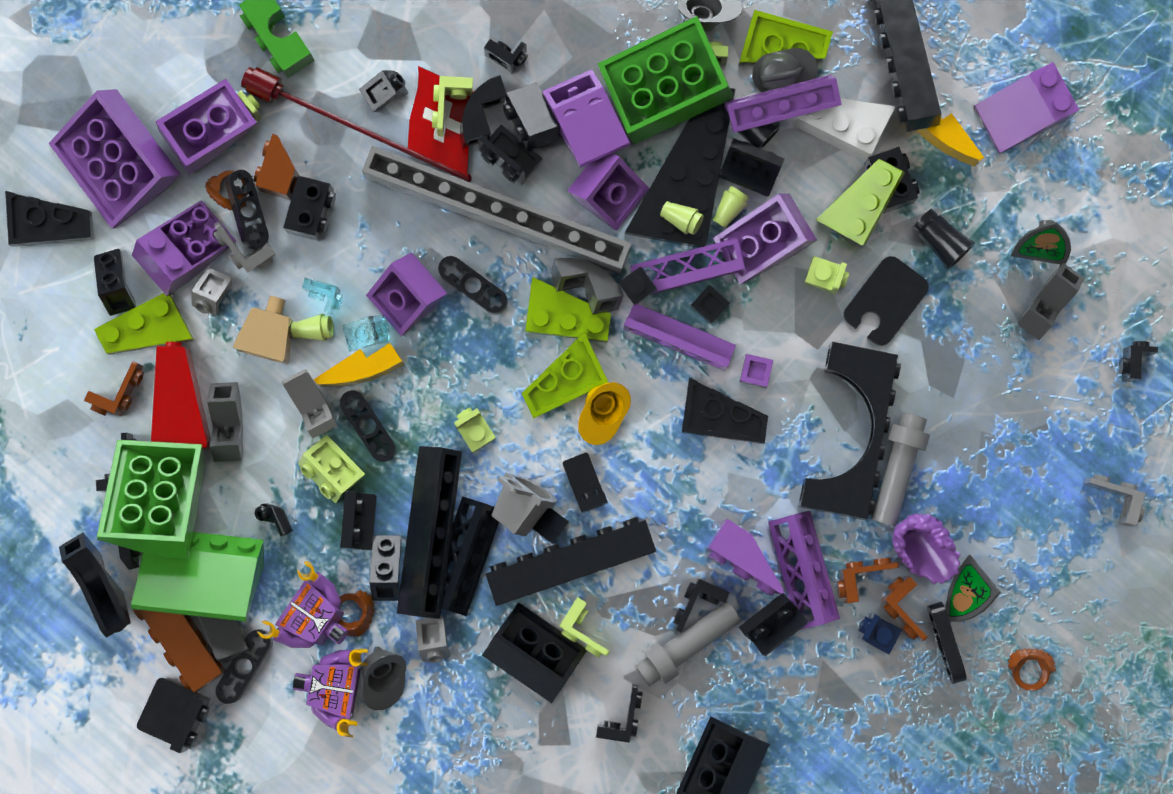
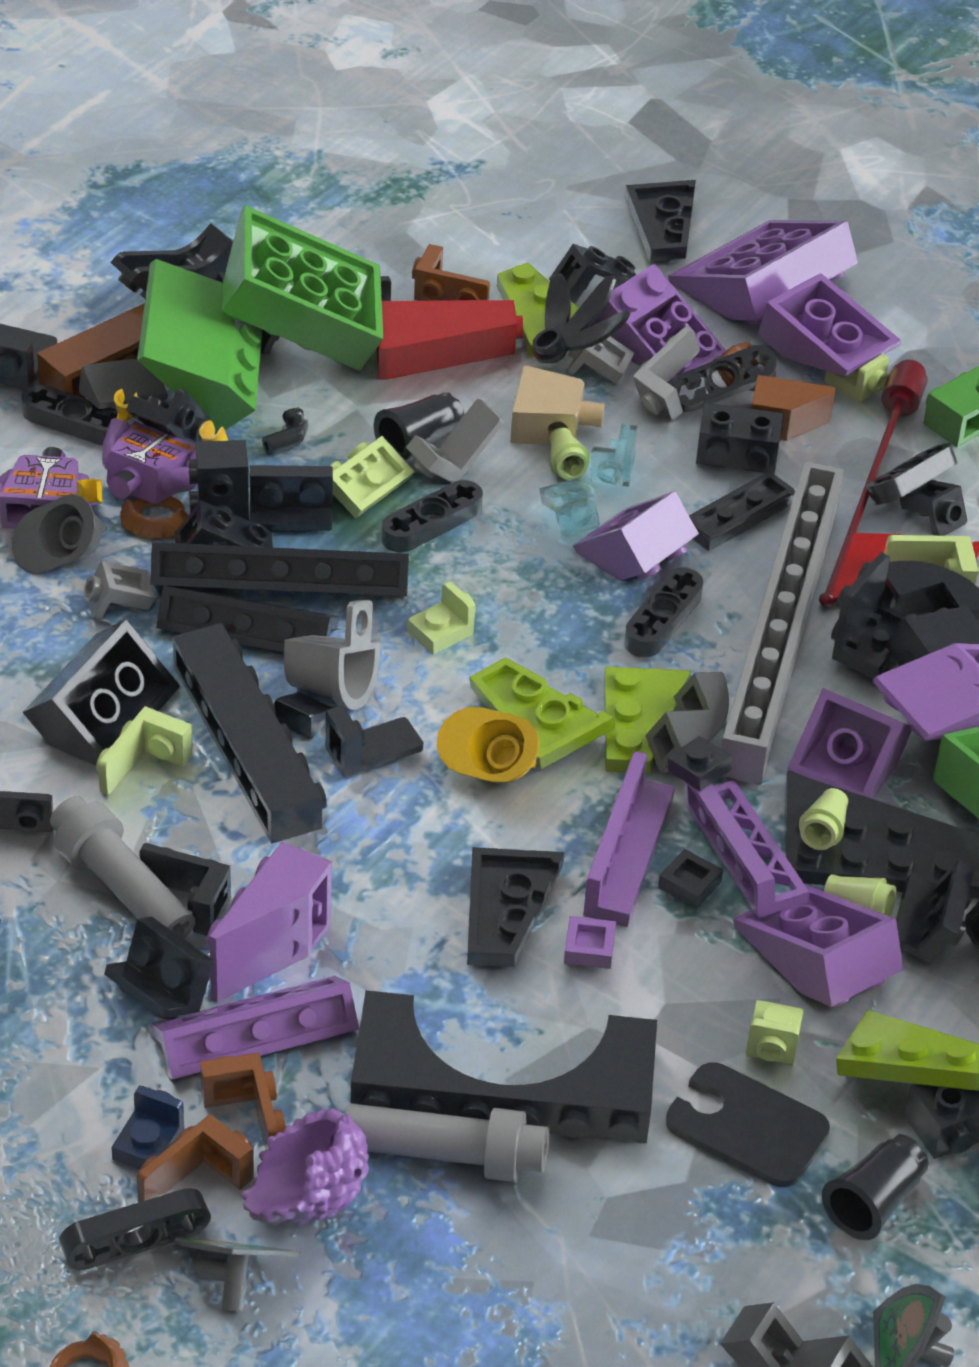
camera: 80 degrees right, 40 degrees down
(183, 297) = (574, 334): none -> black plant
(227, 421) = (438, 371): dark grey brick -> none
(279, 601) = (178, 419): none -> black bracket
(281, 426) = (427, 418): none -> black plant
(349, 568) = (221, 476): none -> black brick
(360, 369) = (519, 500): yellow slope -> none
(367, 102) = (911, 474): none -> beam
(374, 219) = (741, 510): none -> black tile

